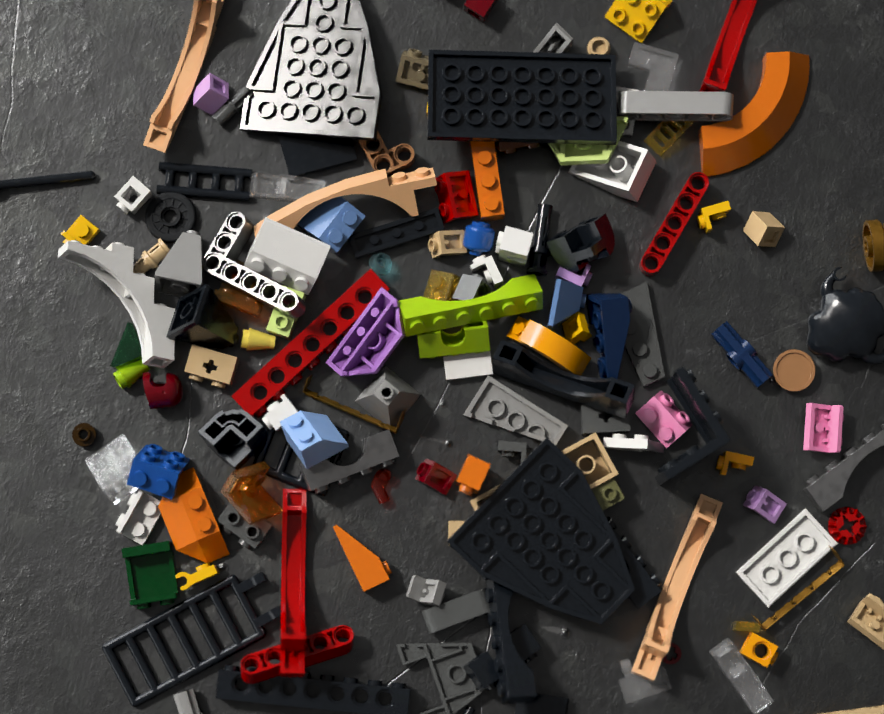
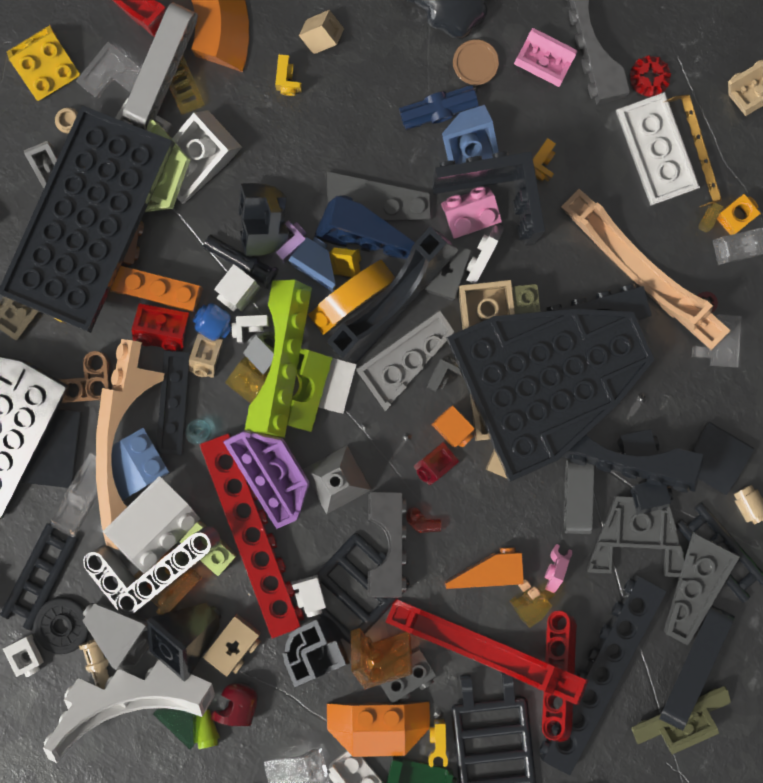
camera: 70 degrees left, 5 degrees up
(81, 231) = (39, 724): yellow bracket -> none
(157, 470) = (316, 743): blue bracket -> none
(257, 340) = (224, 588): light yellow cone -> none
(312, 437) = (348, 572): light blue slope -> none
(349, 608) = (533, 604): none -> clear yellow piece
(351, 411) = (335, 522): pearl gold piece -> none
(384, 615) = (556, 572): none -> bright pink plate
(426, 590) = (547, 520): light grey bracket -> none
(678, 214) = (274, 108): red beam -> none
(727, 390) = (470, 136): none -> medium blue slope
(764, 503) = (596, 147): lavender bracket -> none

